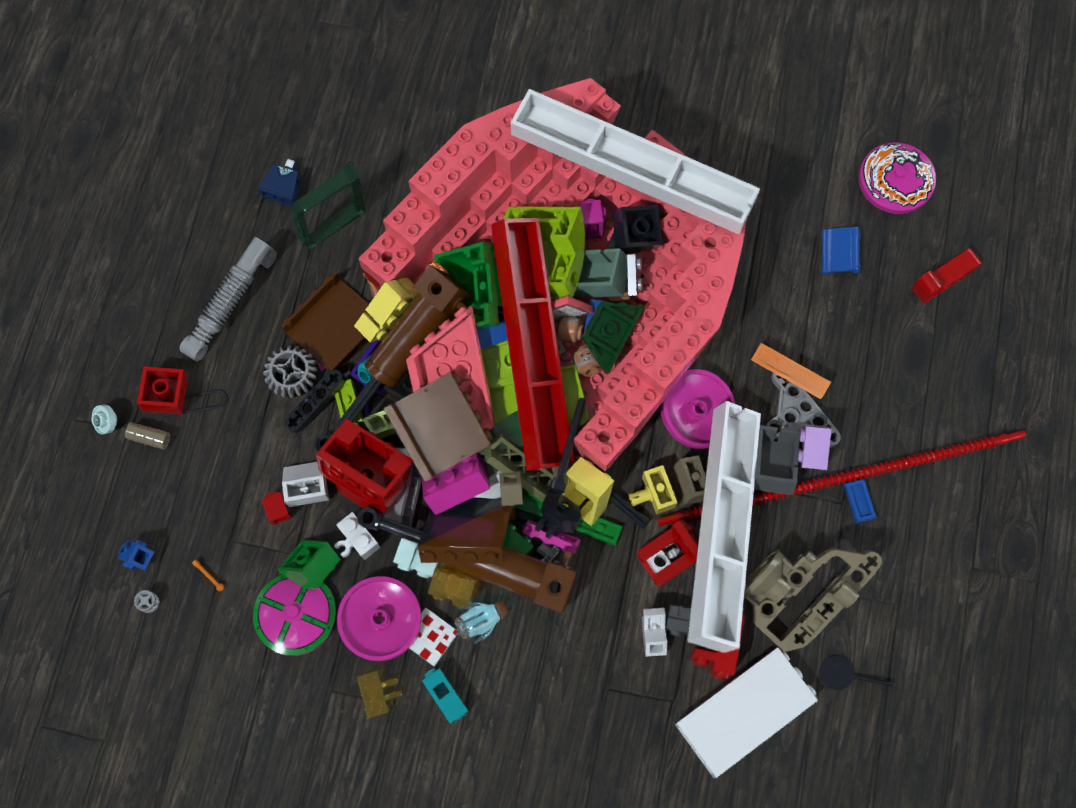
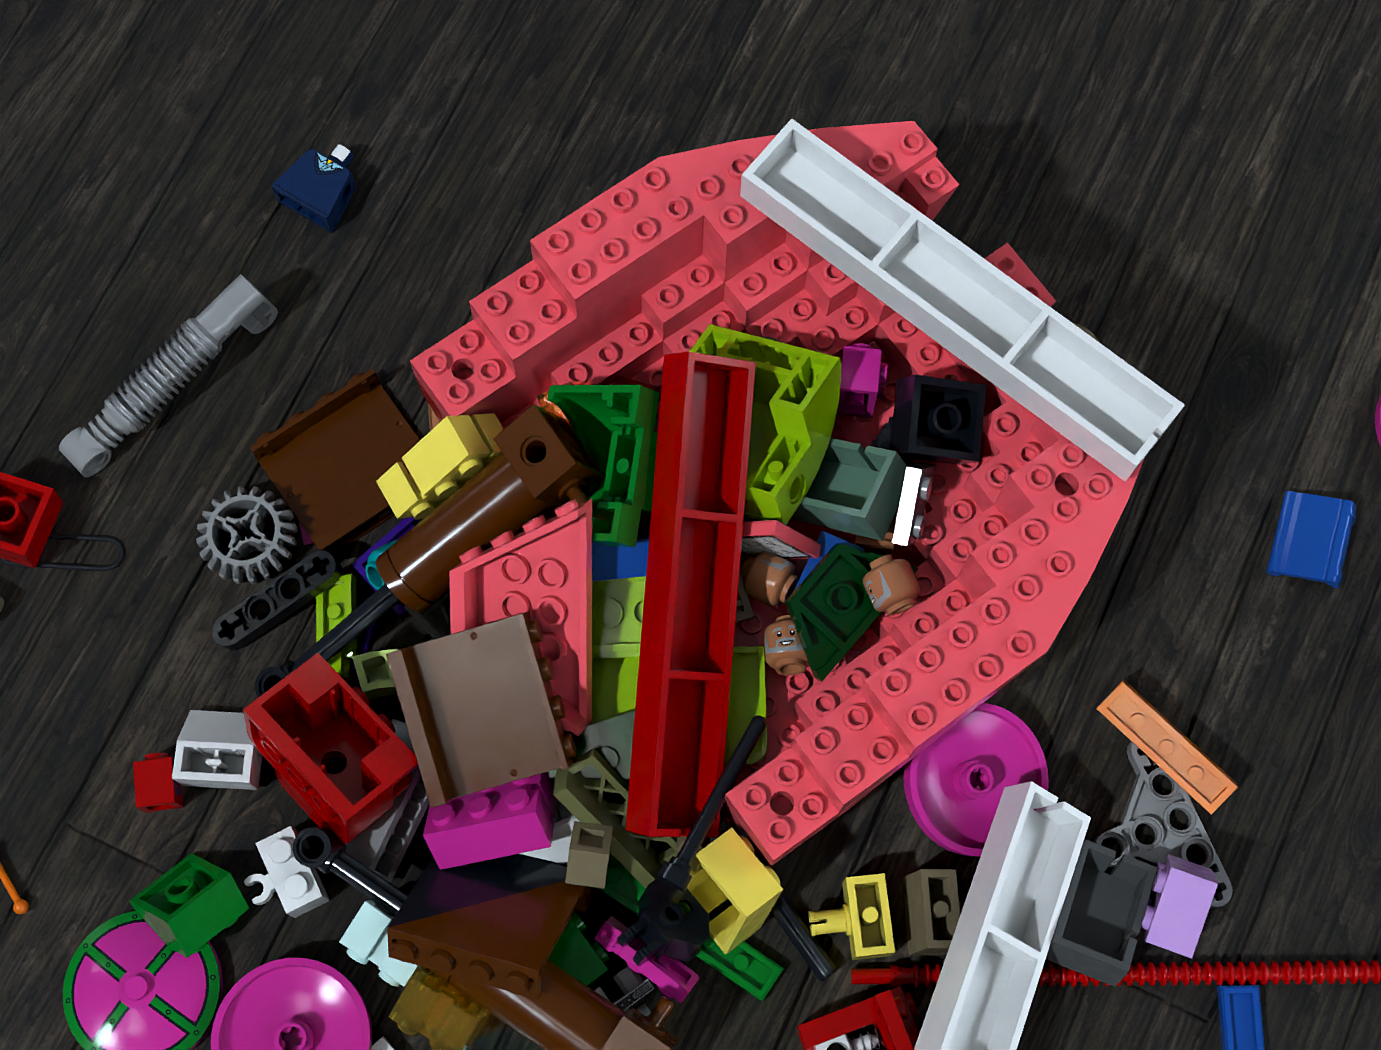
camera: 10 degrees right, 0 degrees up
(354, 209) = (420, 206): clear green windscreen -> none
(633, 316) = (891, 585): none -> nougat head

